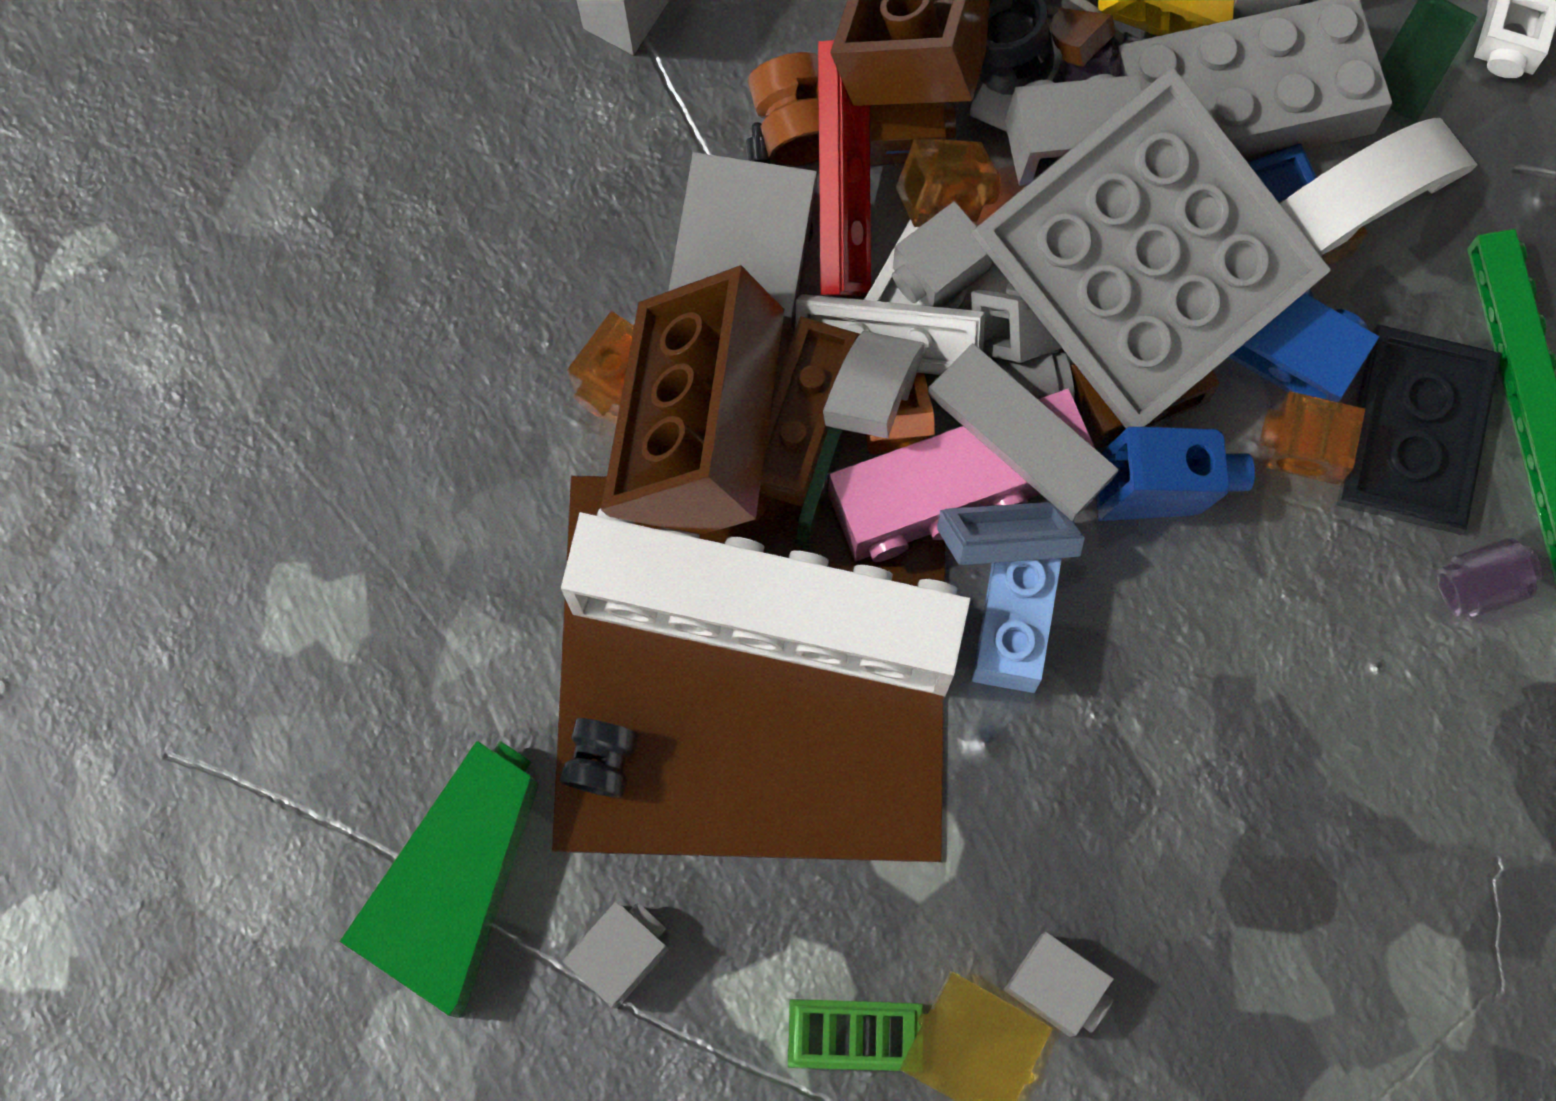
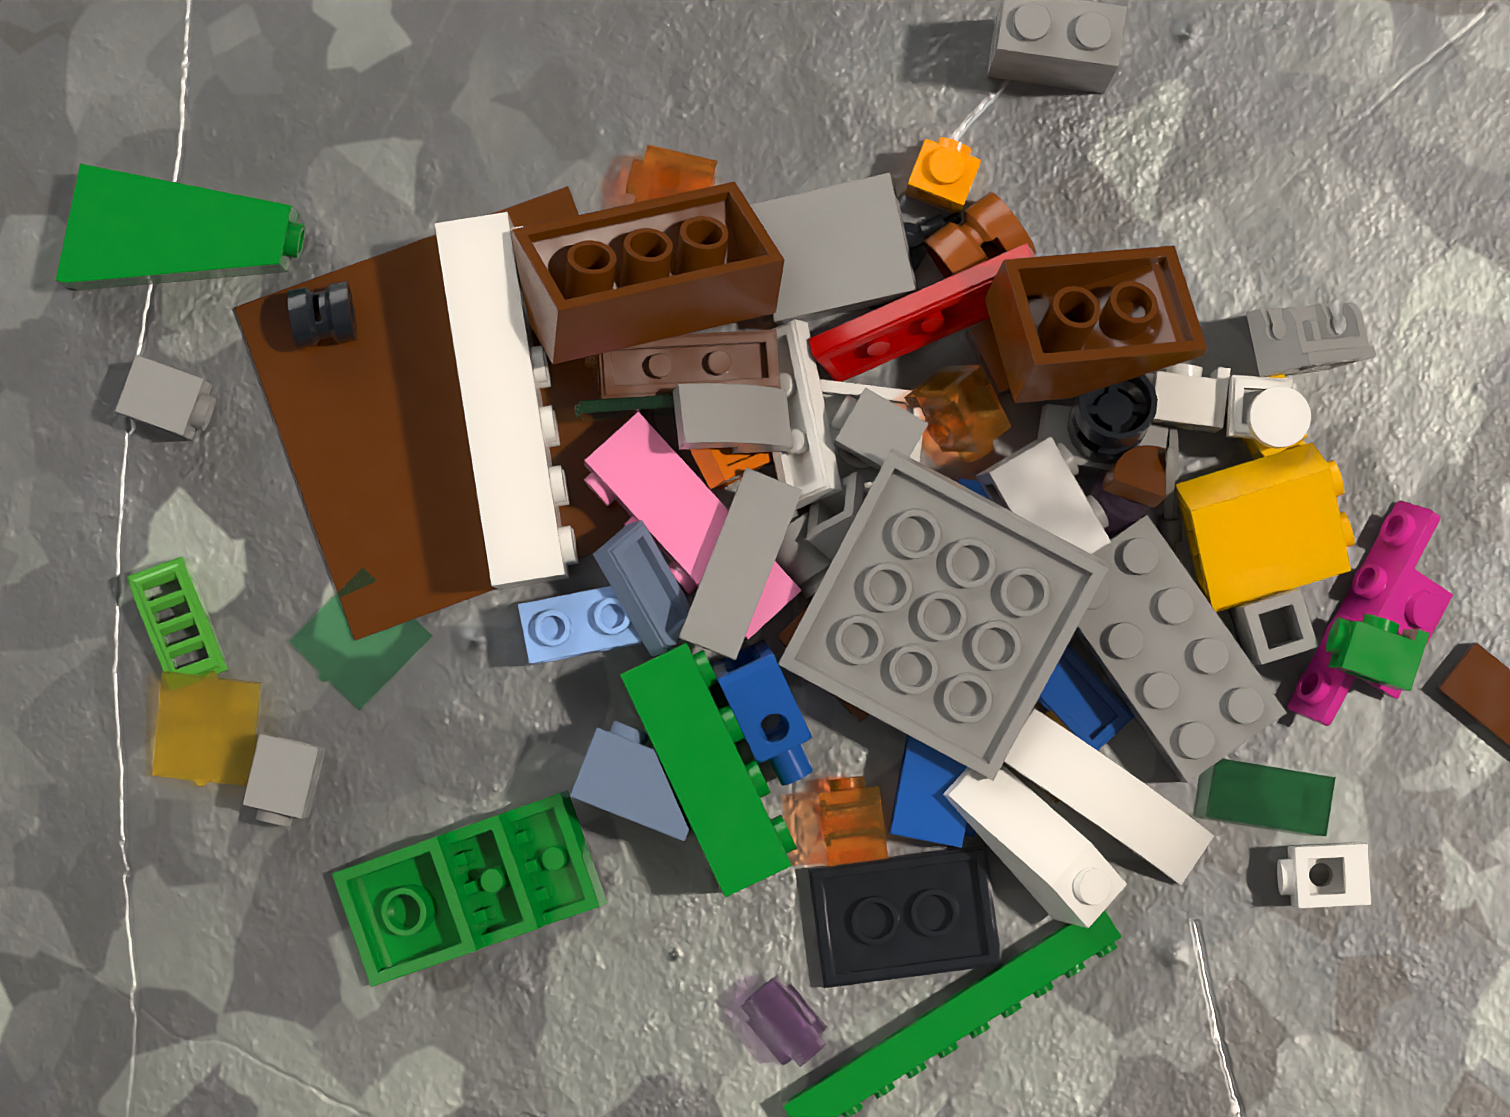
camera: 60 degrees right, 10 degrees up
(713, 115) = (943, 174): none -> light orange brick
(968, 864) = (360, 665): none -> clear green piece
(1195, 625) = (630, 781): none -> sand blue slope
(1217, 545) = (707, 770): none -> green brick
(1243, 843) = (469, 888): none -> green slope
(1406, 264) = (1037, 846): none -> white slope

